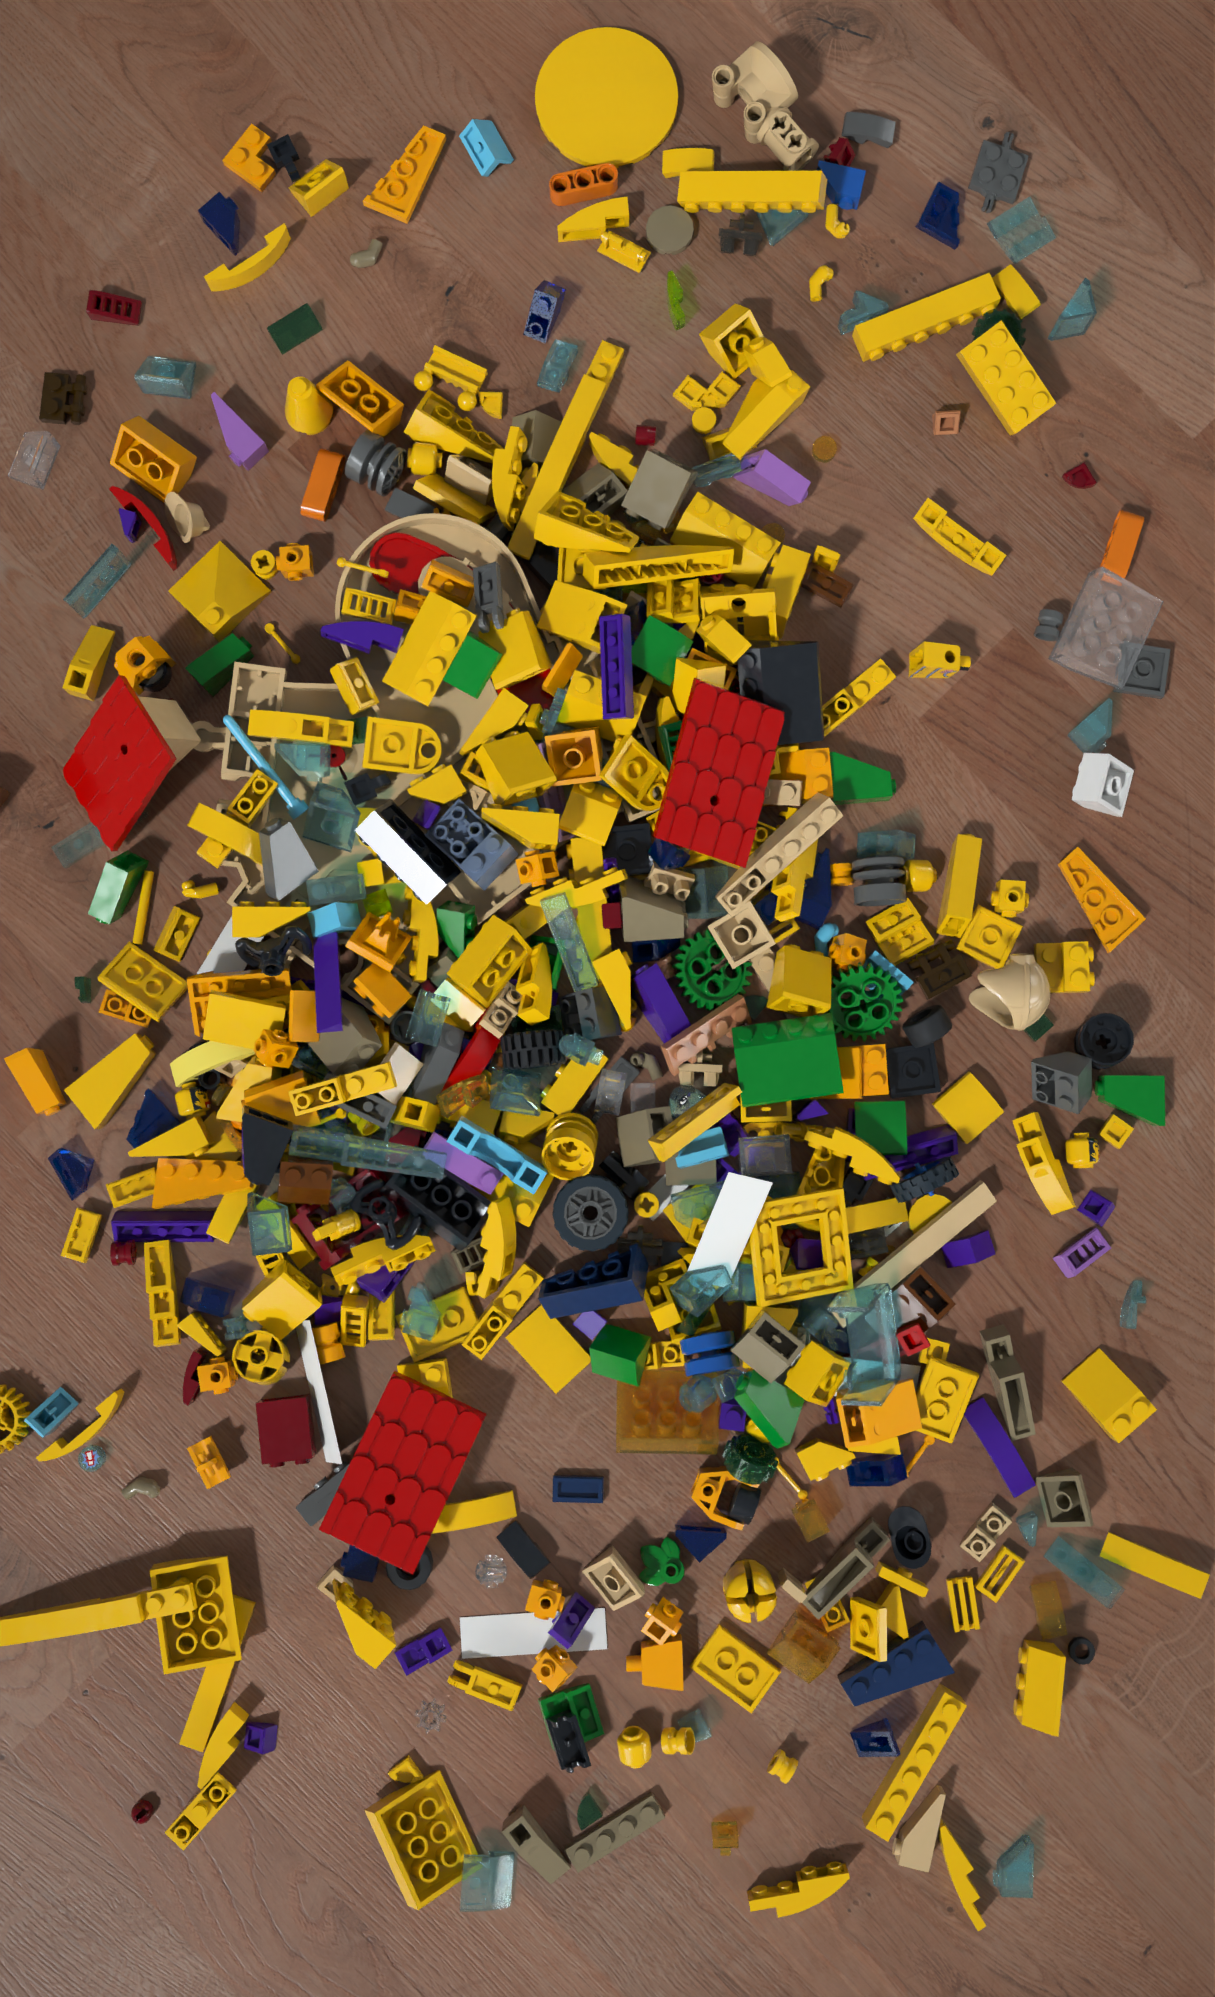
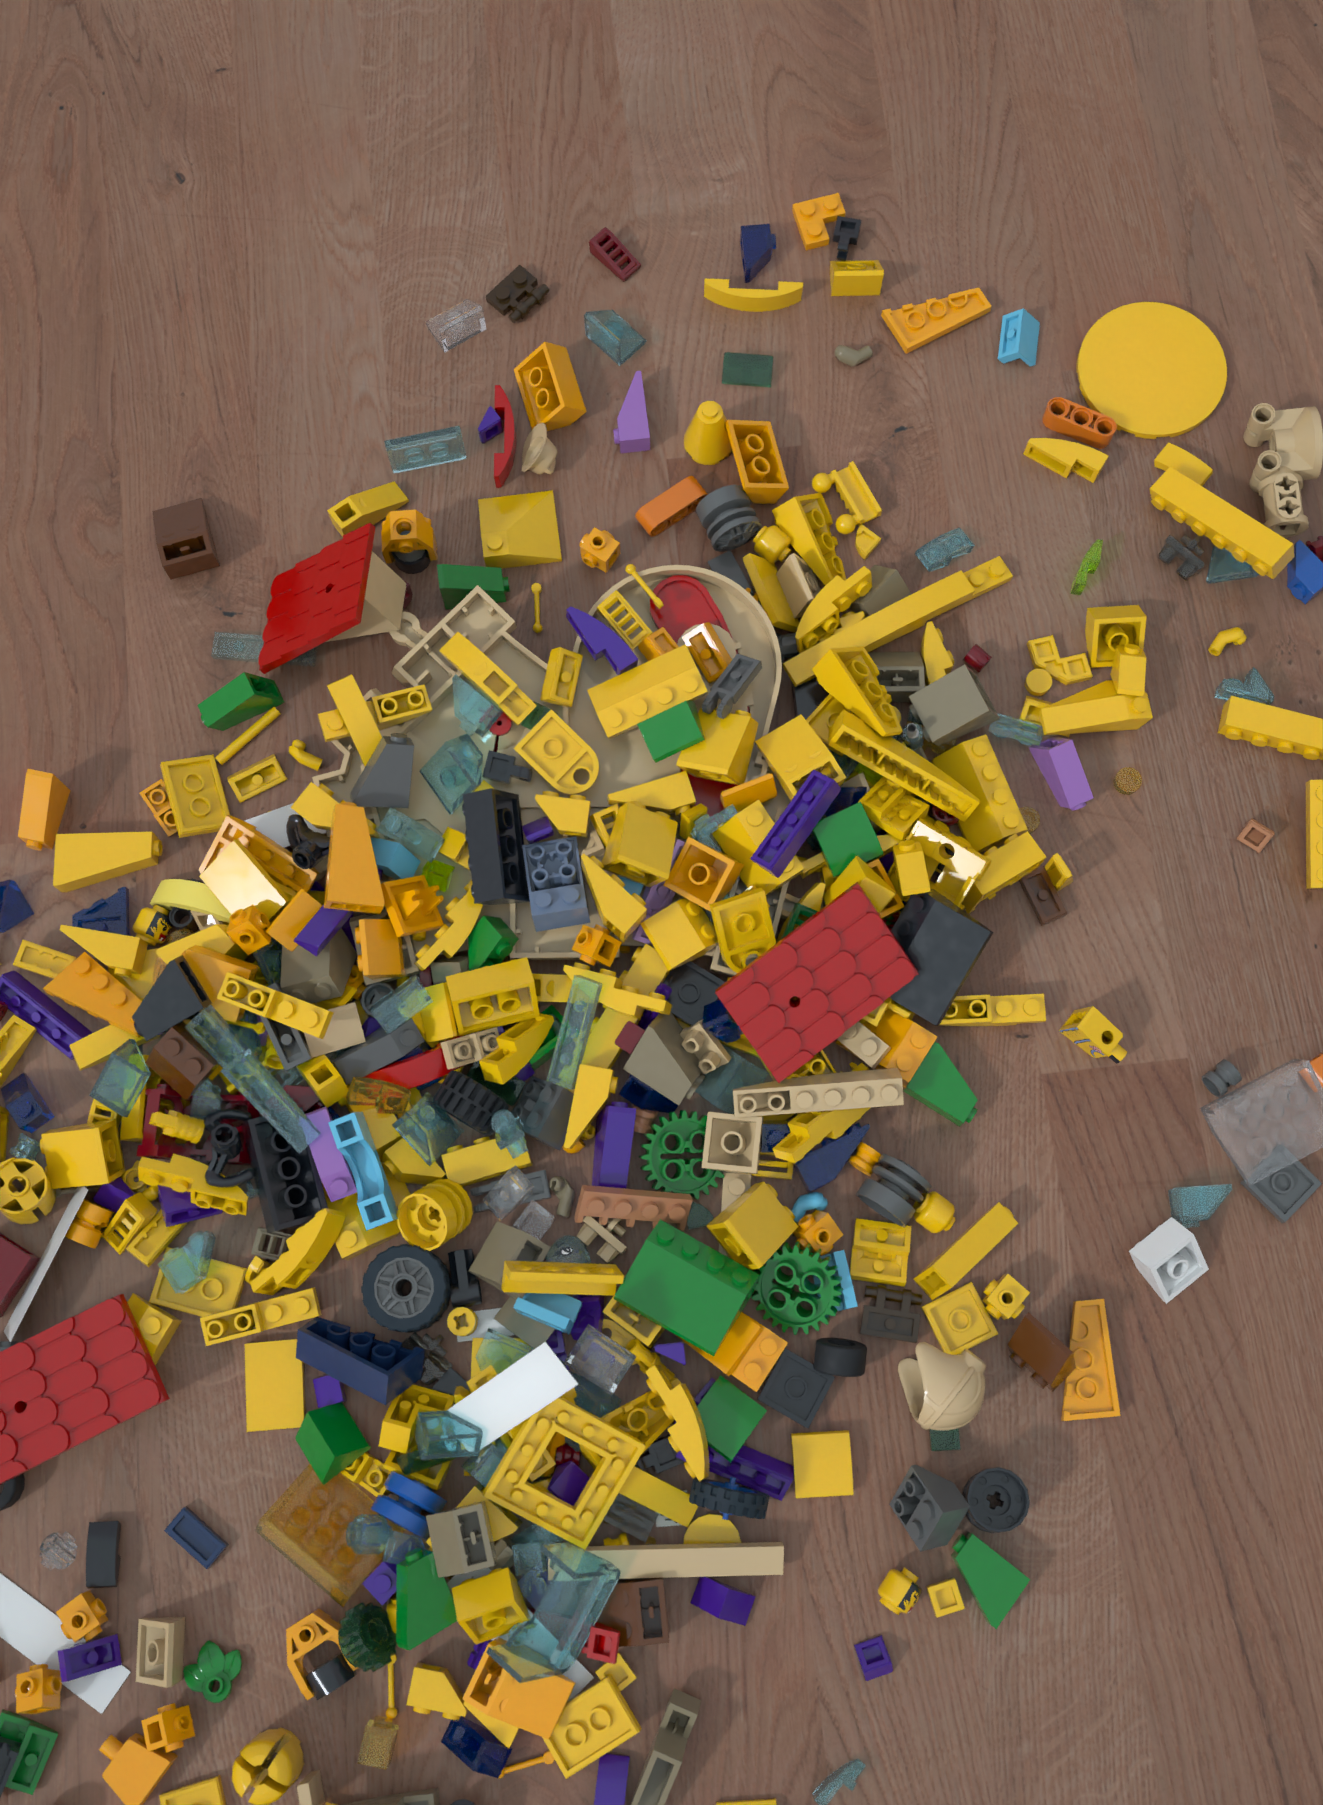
camera: 35 degrees right, 10 degrees down
(84, 984) = (145, 765): clear green tile -> none
(267, 569) = (568, 538): yellow wheel -> none
(295, 805) = (433, 739): medium azure piece -> none
(314, 944) = (352, 867): none -> light orange slope
(476, 1512) = (89, 1483): yellow slope -> none
(544, 311) = (967, 498): clear blue slope -> none
(623, 251) = (1073, 498): yellow hinge -> none
(649, 537) = (913, 736): none -> clear light blue piece
(669, 230) = (1126, 509): dark tan tile -> none
(700, 1539) = (264, 1677): clear blue slope -> none
(833, 225) = (1274, 601): yellow arm -> none
(889, 842) = (928, 1162): clear light blue slope -> none
(958, 540) = (1191, 943): yellow slope -> none
(1041, 1165) = (849, 1574): yellow slope -> none
(1063, 917) = (1041, 1353): none -> reddish brown slope
(1066, 965) = (1011, 1402): yellow plate -> none
(1069, 1262) = (803, 1691): medium lavender slope -> none

